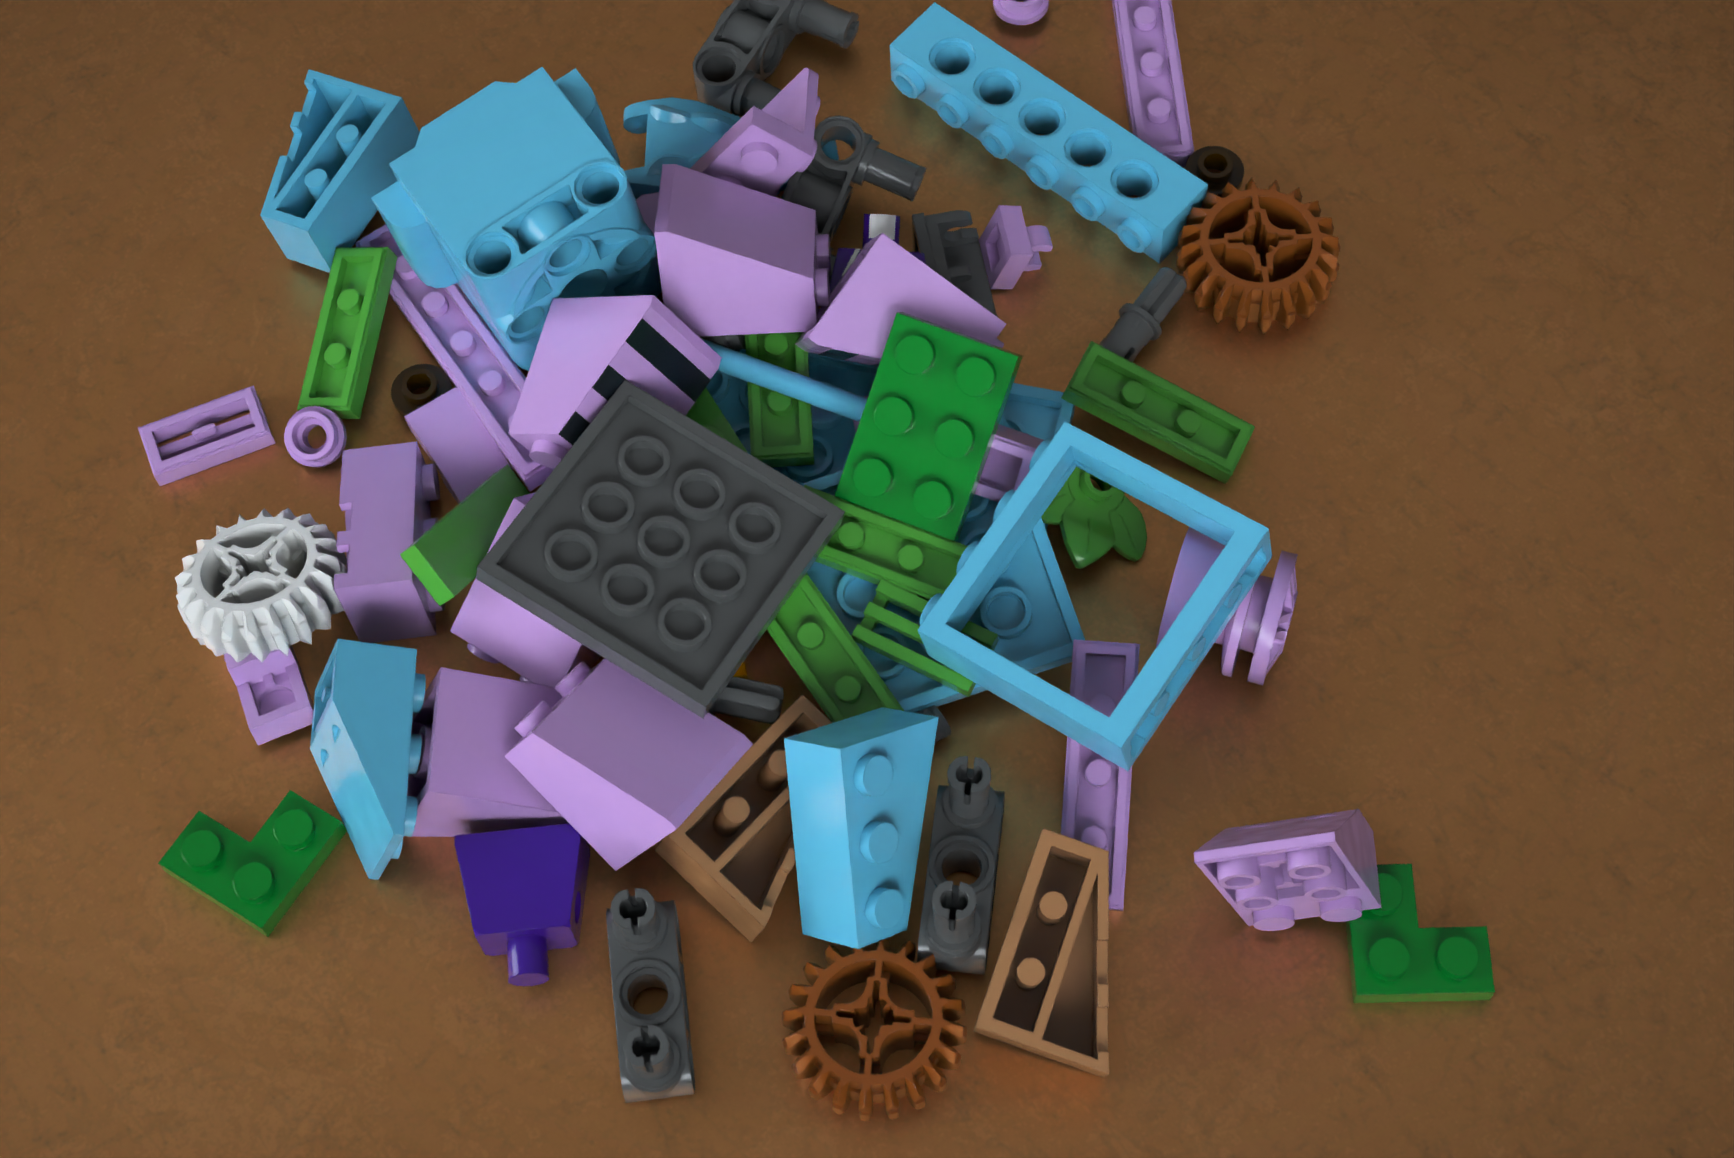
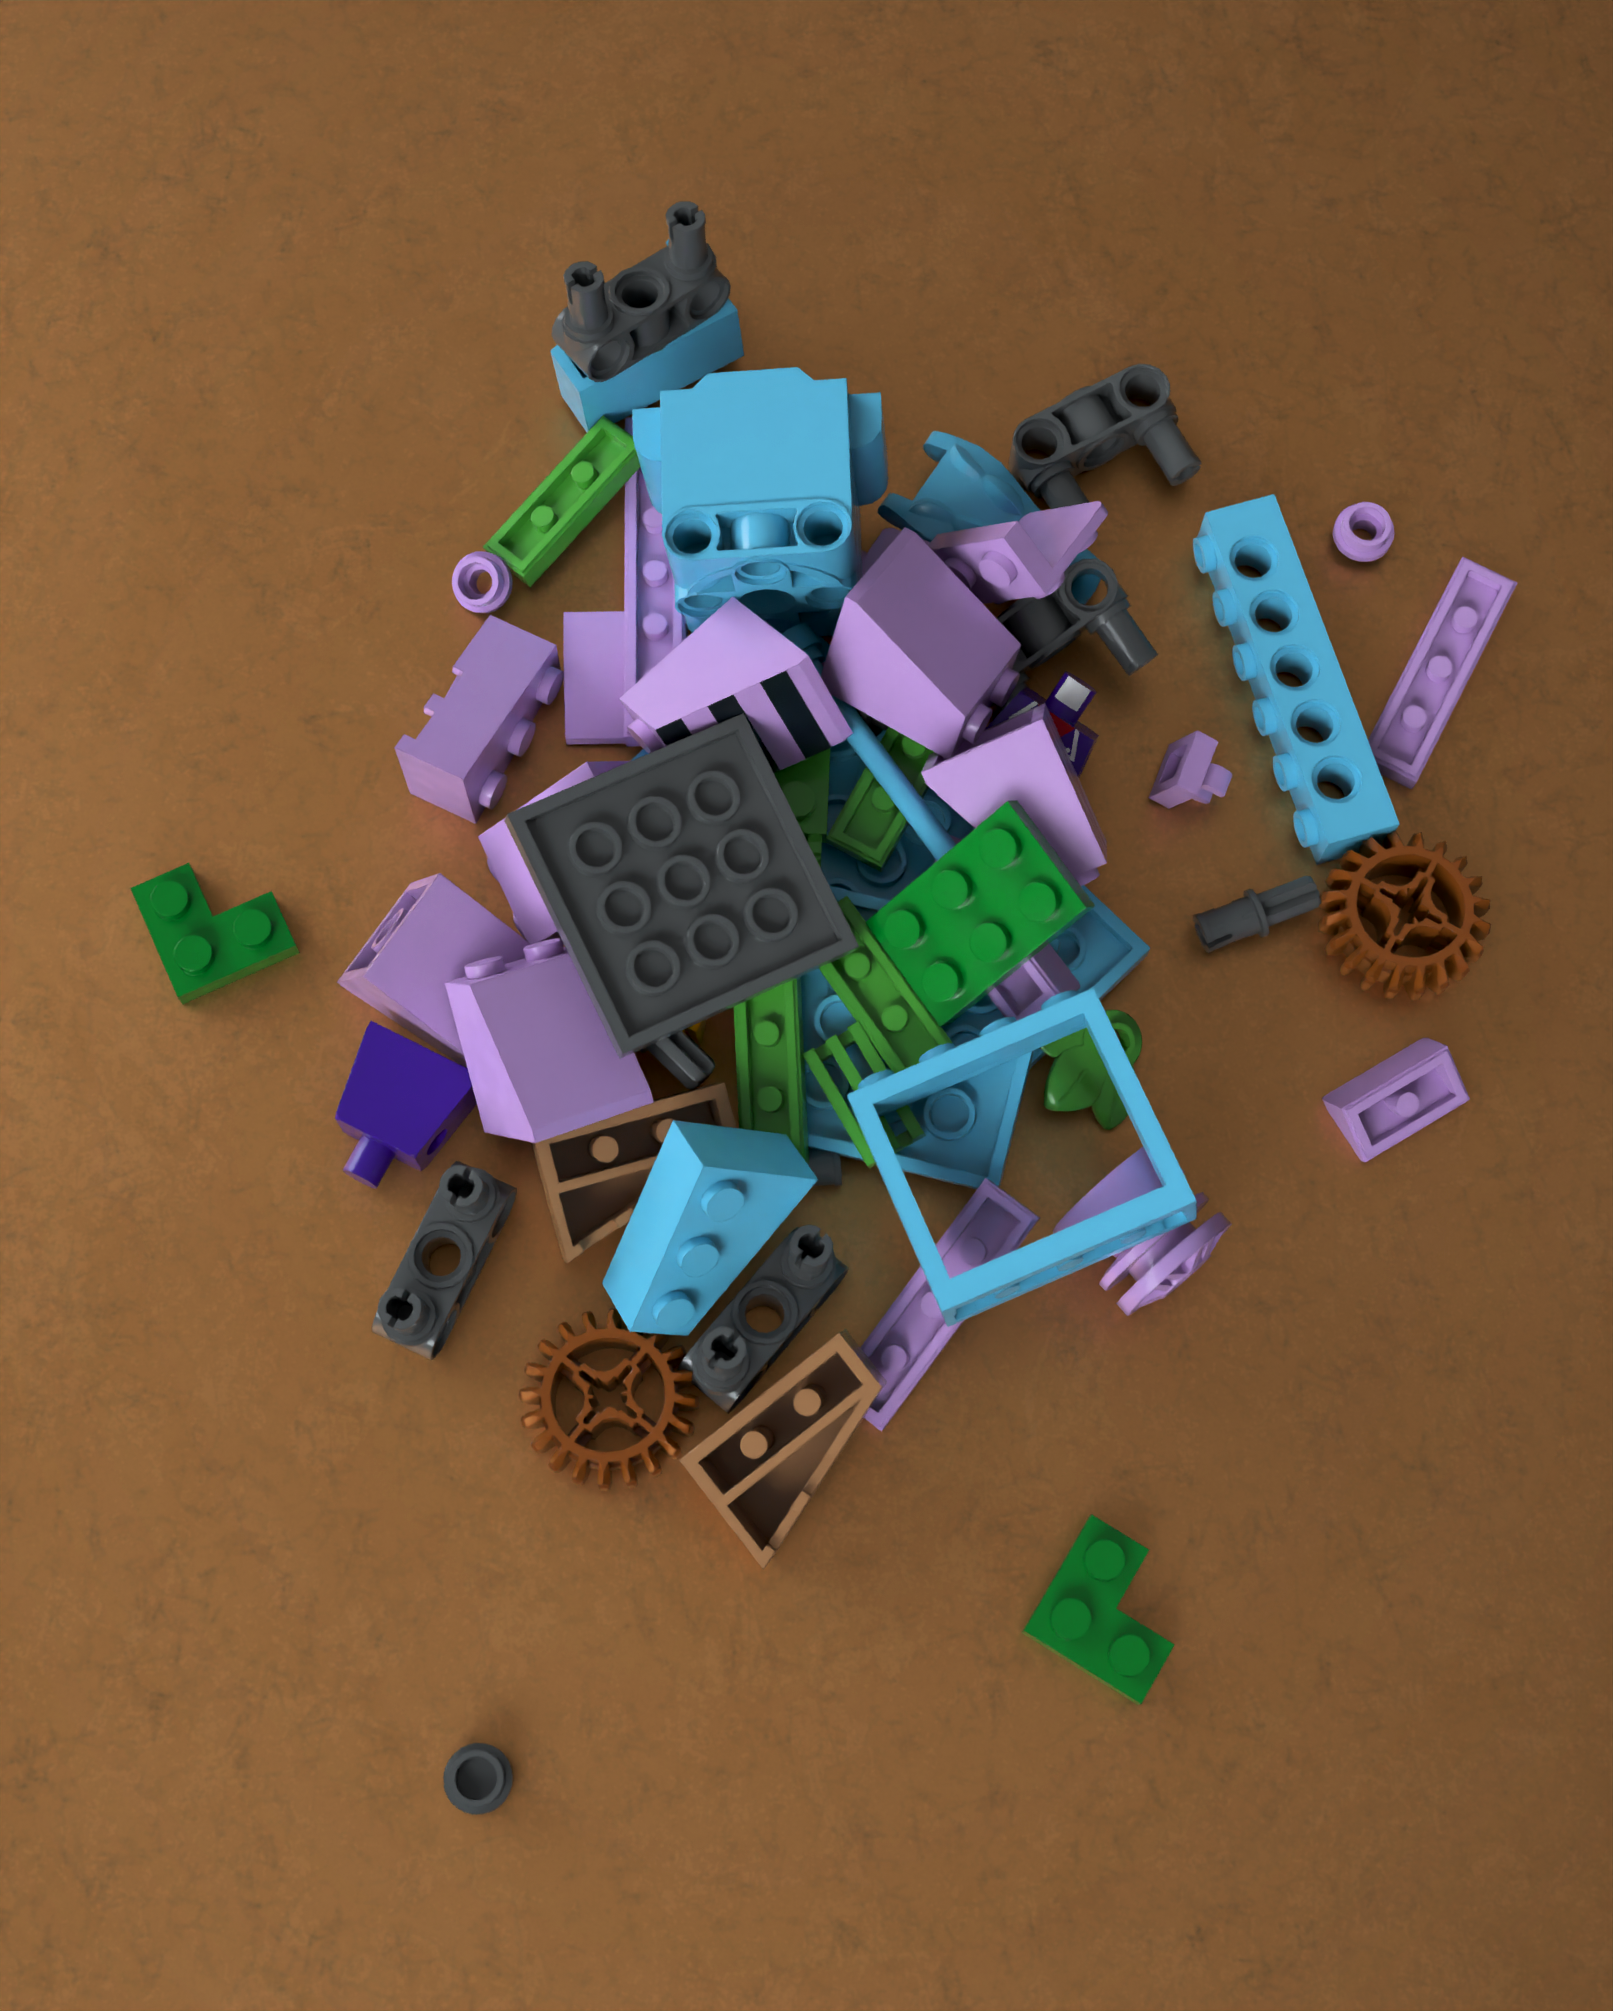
camera: 25 degrees right, 10 degrees up
(208, 443) = (393, 544): lavender tile -> none
(261, 585) = (351, 695): white gear -> none
(272, 694) = (315, 775): lavender slope -> none
(324, 128) = (644, 306): none -> dark grey piece
(367, 744) = (347, 888): medium azure slope -> none
(414, 378) = (595, 577): dark brown plate -> none
(451, 549) = (524, 766): bright green tile -> none
(954, 253) = (1125, 765): dark grey hinge -> none
(1158, 412) = (1212, 1009): bright green tile -> none
(1220, 159) = (1411, 821): dark brown plate -> none
(1295, 869) = (1036, 1491): lavender slope -> none
(1350, 397) = (1397, 1097): none -> lavender slope

